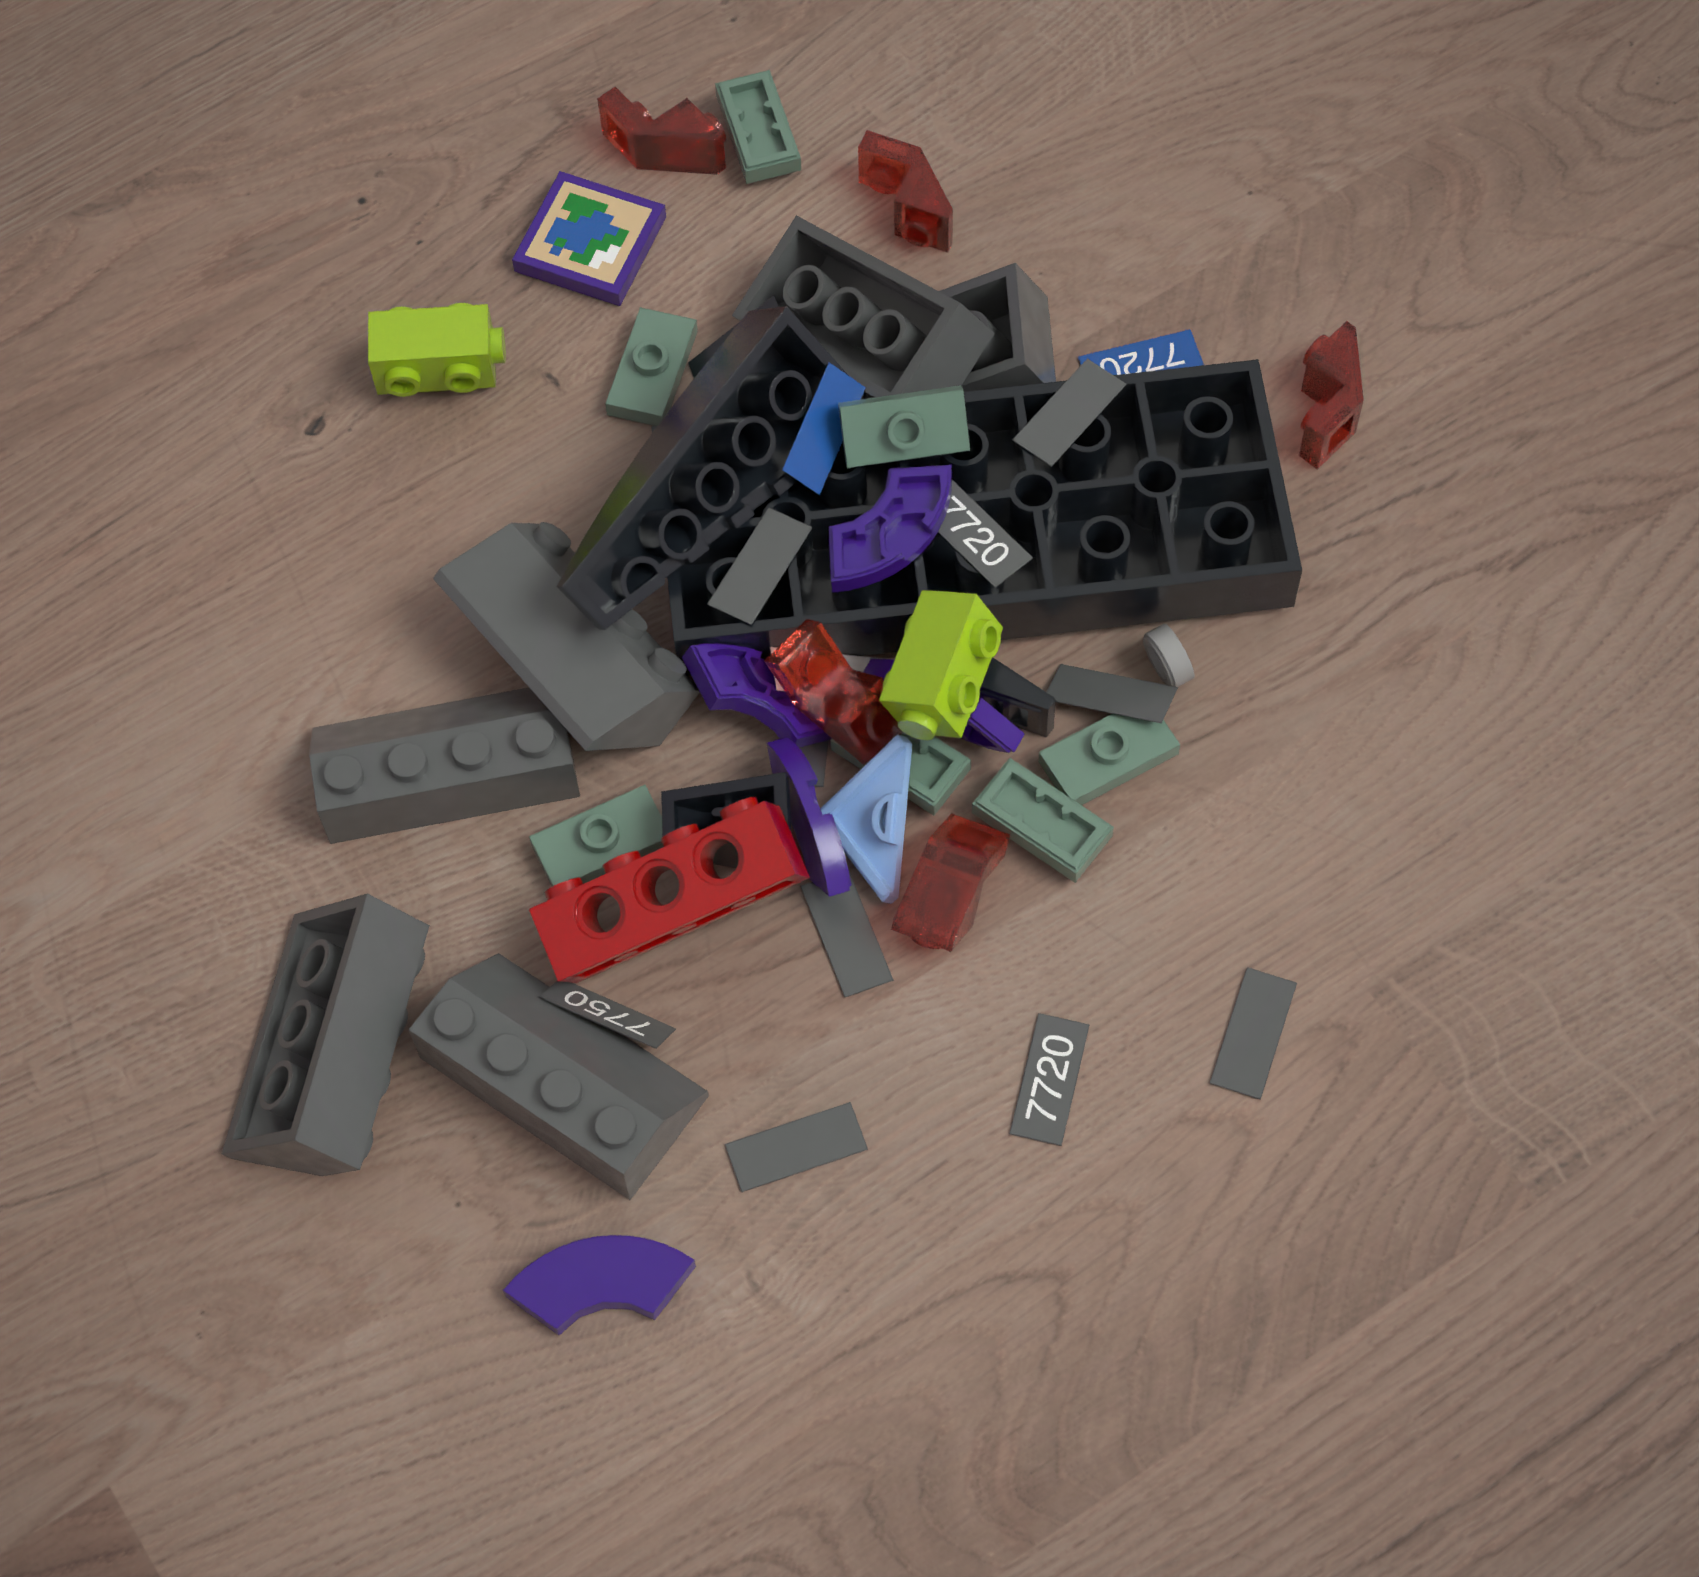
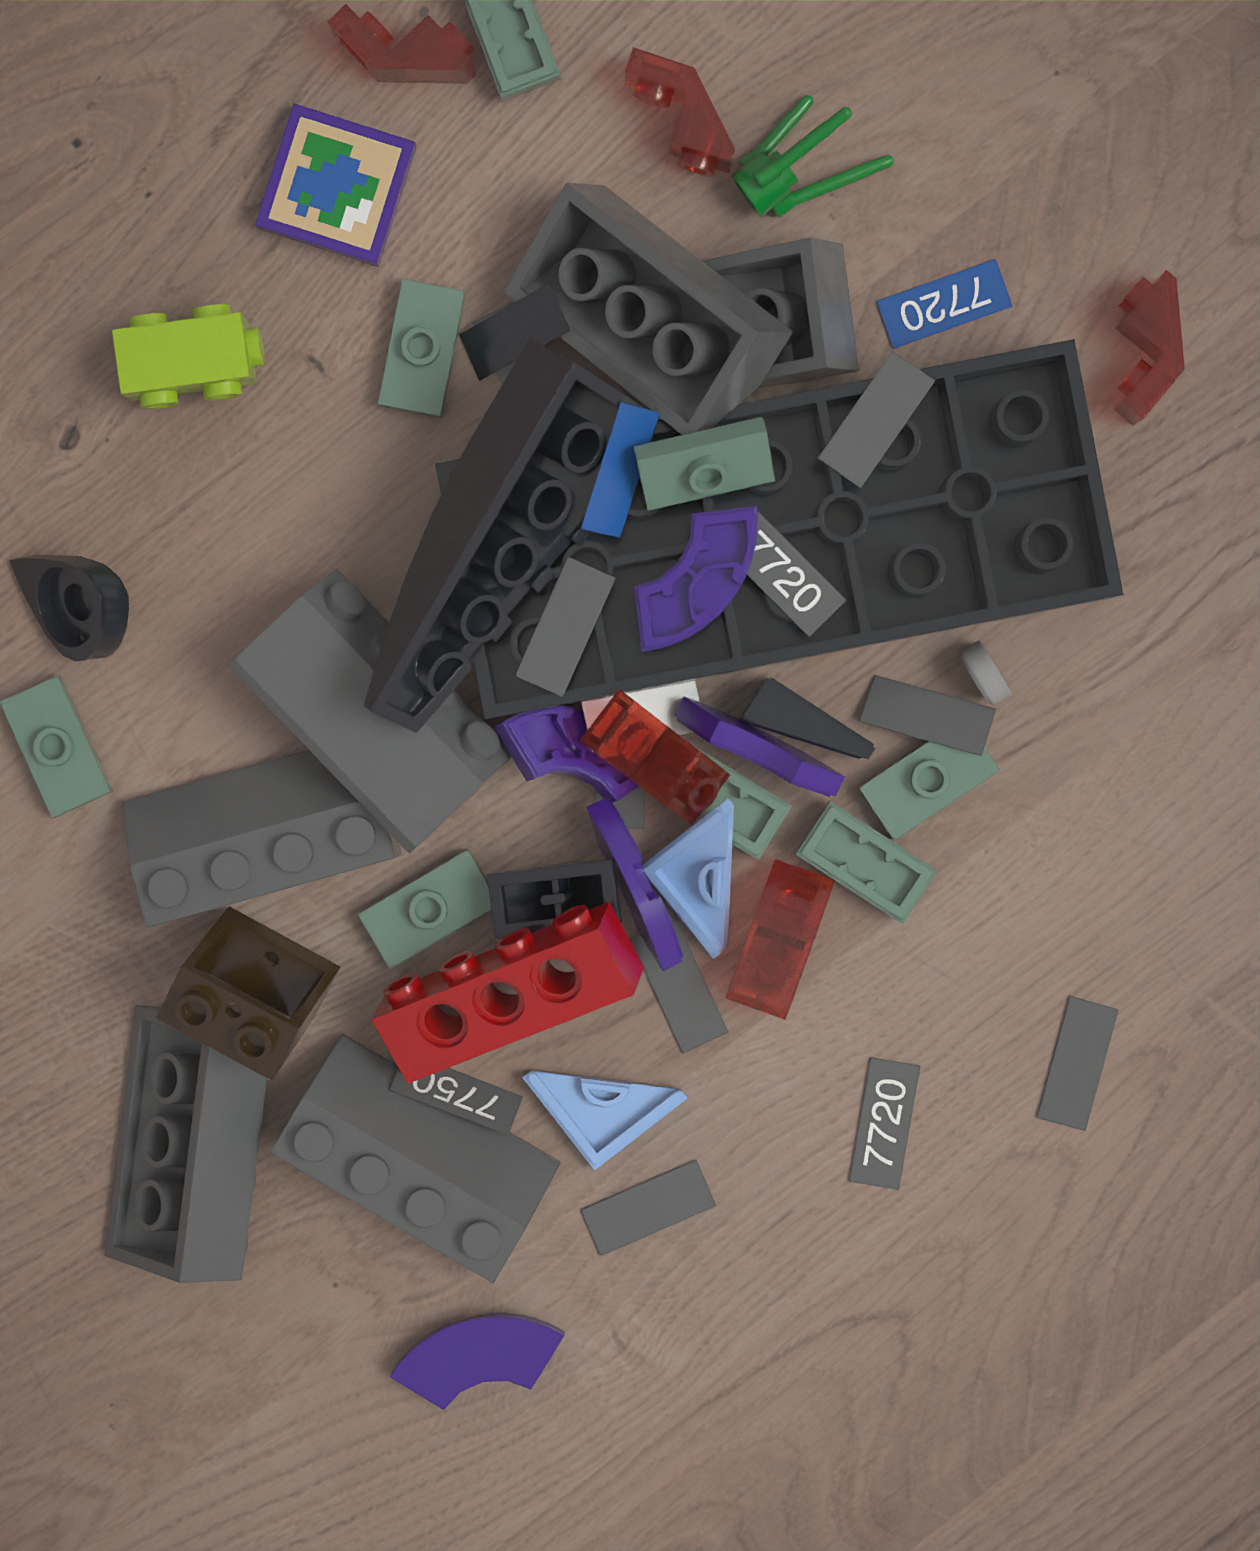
camera: 10 degrees left, 25 degrees up
(257, 675) = (56, 746): none -> sand green plate
(298, 546) = (75, 602): none -> black piece
(406, 873) = (237, 954): none -> dark brown window
(757, 1045) = (600, 1112): none -> light blue tile
(941, 664) = (760, 742): lime brick -> none
(984, 245) = (767, 179): none -> green plant

